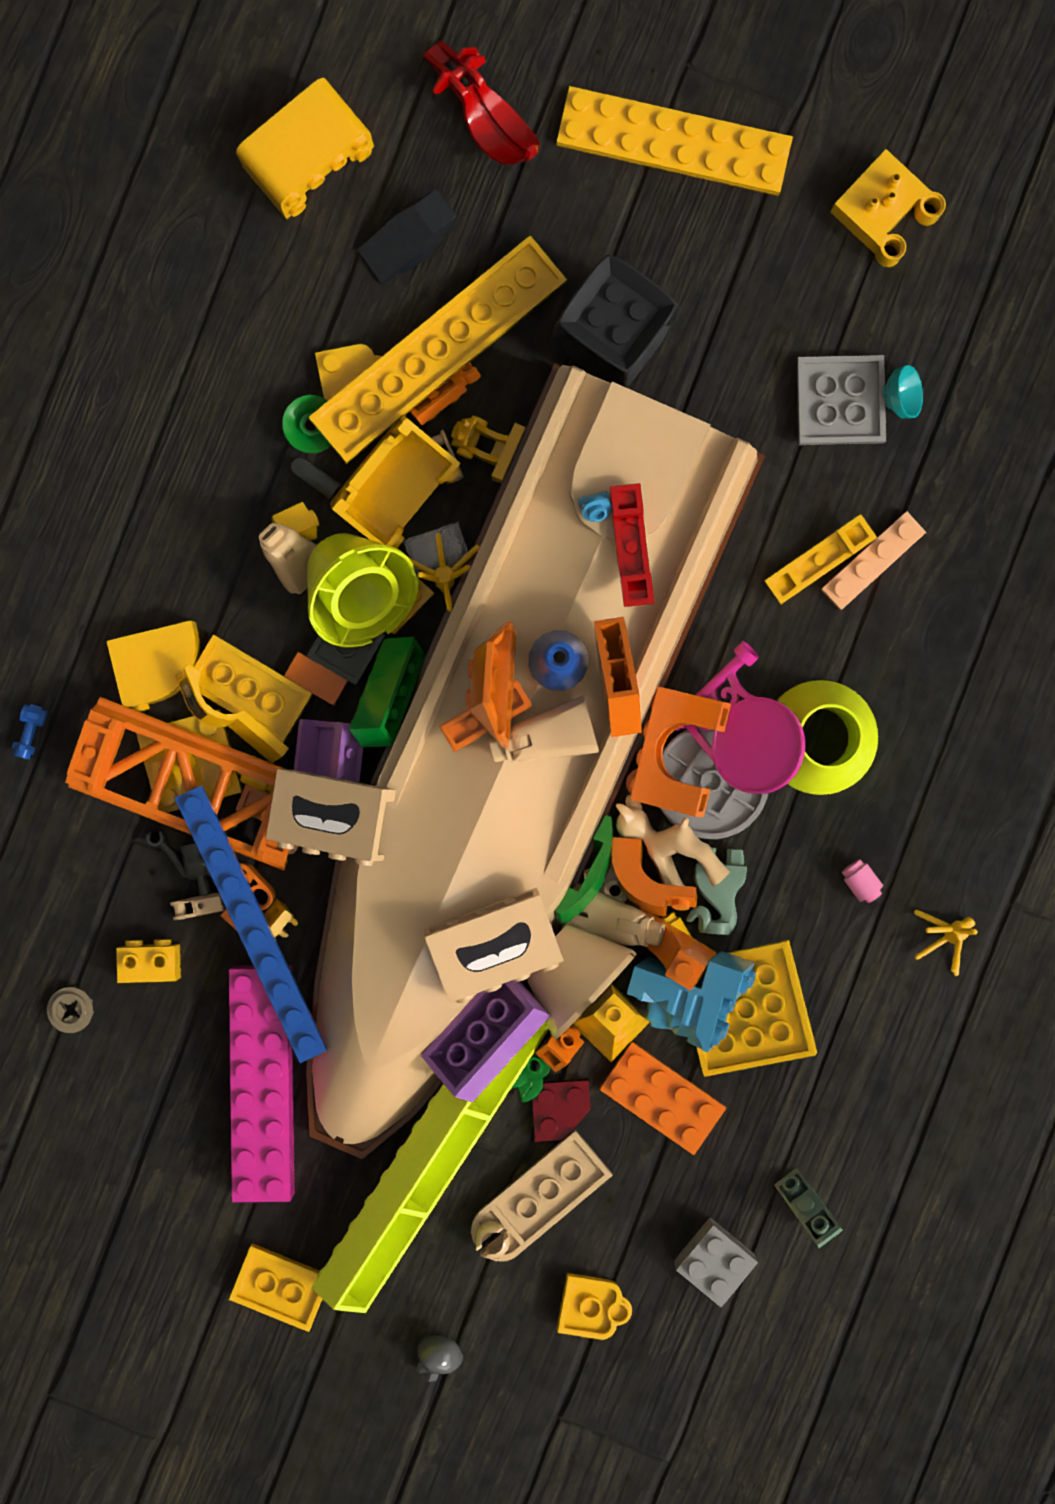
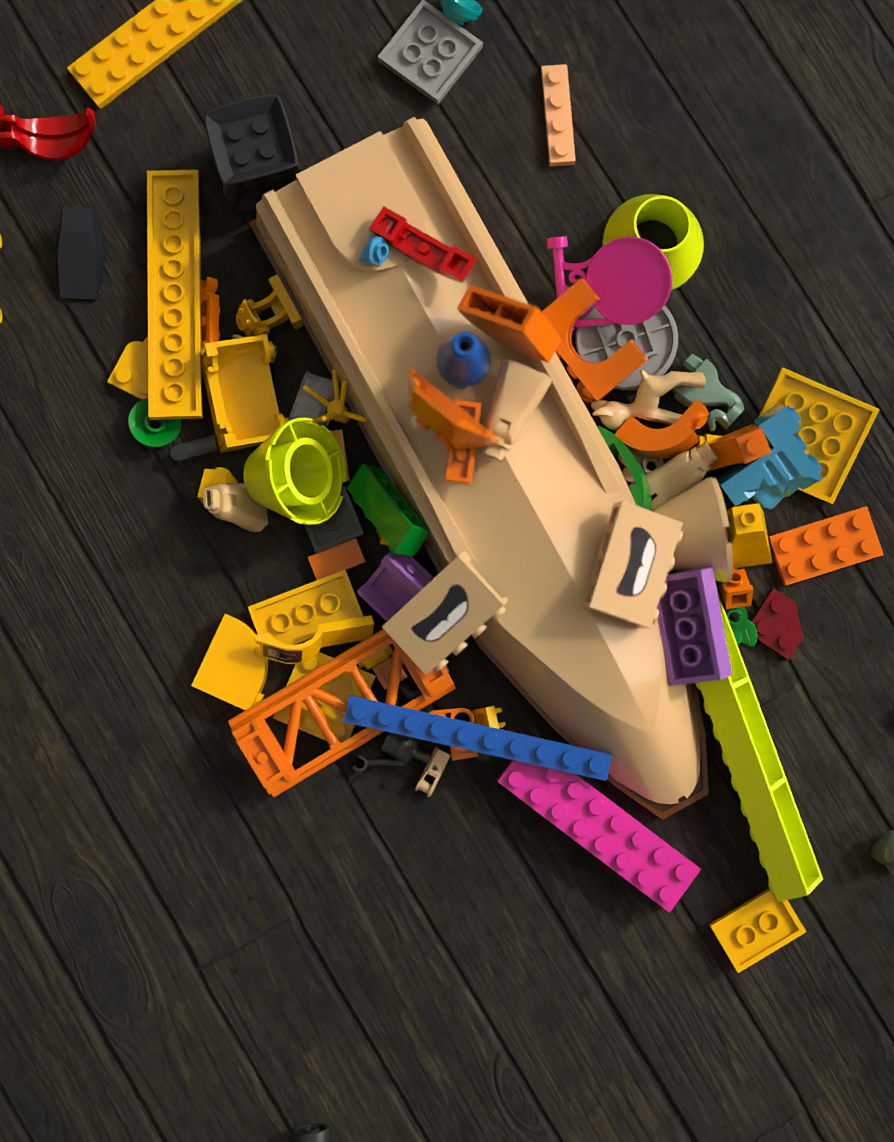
camera: 60 degrees left, 5 degrees down
(33, 717) = (202, 785): blue bar -> none
(56, 1010) = (428, 935): dark tan gear -> none
(148, 962) = (445, 839): yellow brick -> none
(538, 1198) = (832, 689): tan plate -> none
(820, 559) = (529, 146): yellow slope -> none
(862, 881) = (777, 289): bright pink brick -> none
(954, 933) = (863, 254): yellow plant -> none

